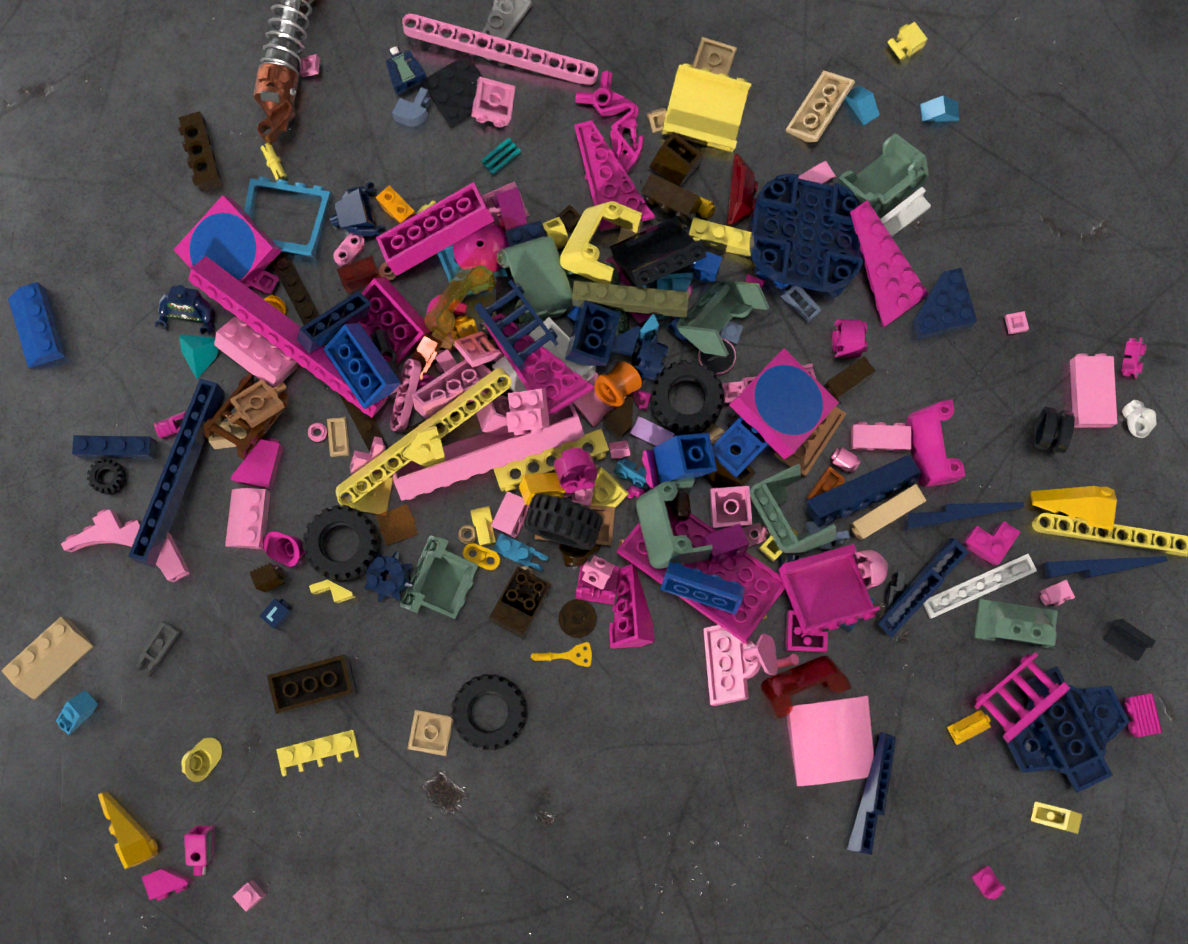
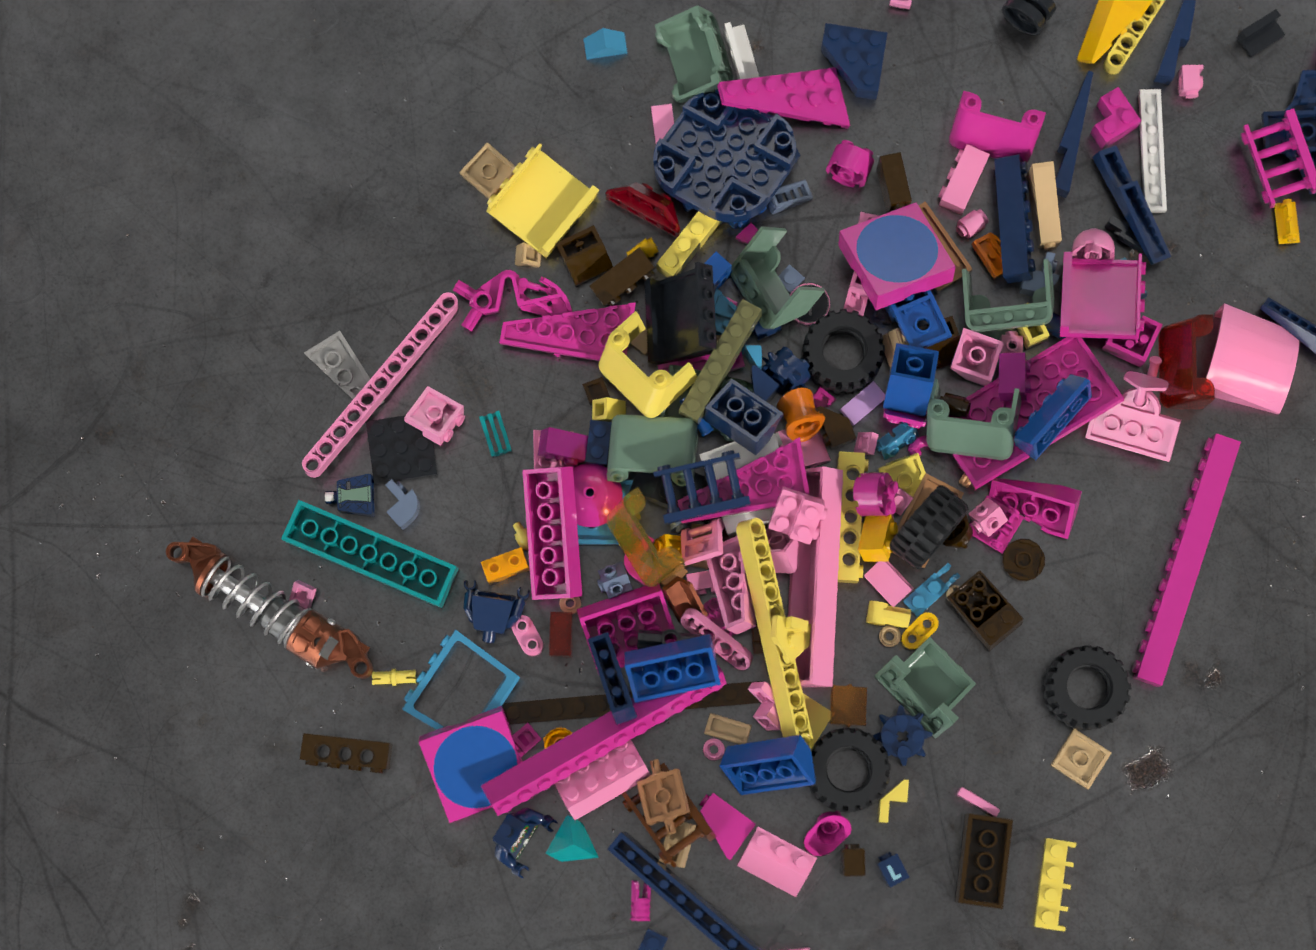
camera: 65 degrees left, 0 degrees up
(317, 476) = (769, 765): none -> blue slope
(359, 660) = (977, 802): none -> bright pink tile
(361, 101) = (370, 554): none -> teal brick
(419, 295) = (614, 580): none -> sand blue brick
(571, 655) = (1058, 582): yellow piece -> none
(635, 754) = (1186, 560): none -> dark pink brick
(819, 106) = (590, 86): tan slope -> none
(1016, 623) = (1205, 132): sand green windscreen -> none

